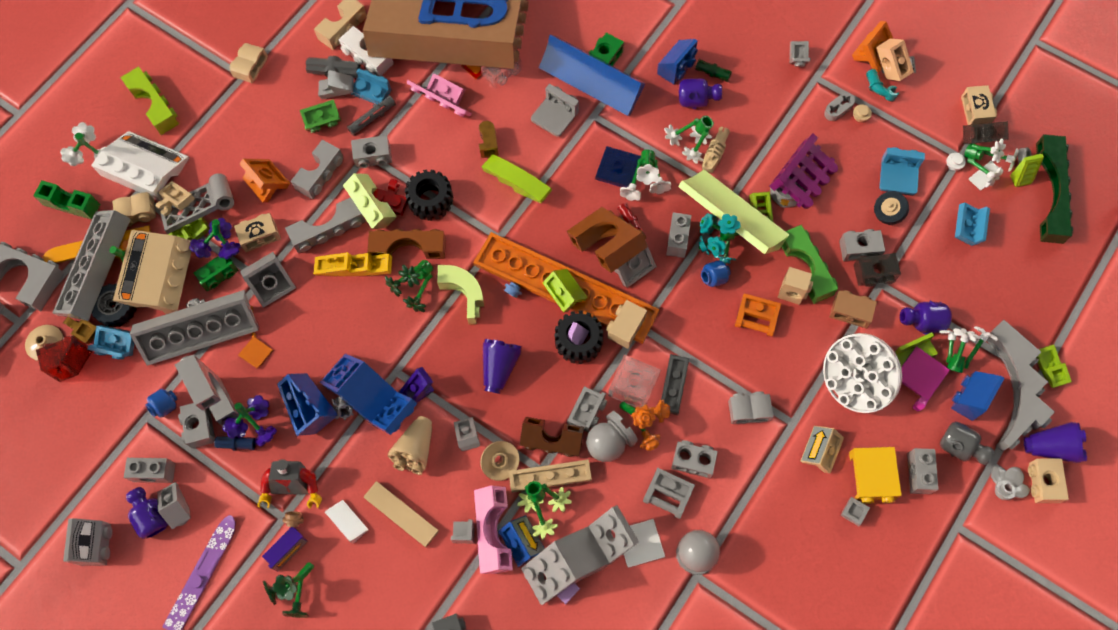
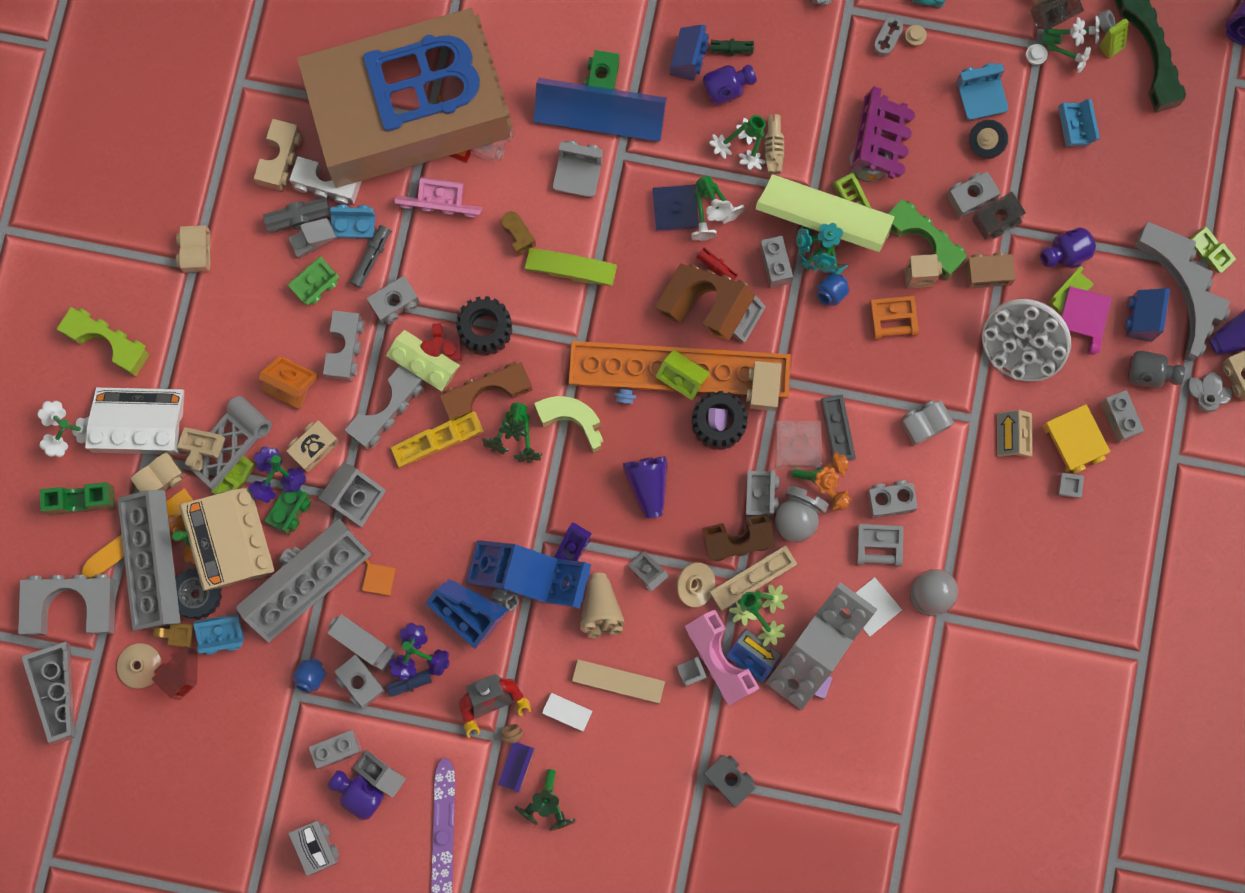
camera: 25 degrees left, 10 degrees up
(957, 362) = (1116, 285): plant -> none
(979, 178) = (1069, 65): white sticker -> none

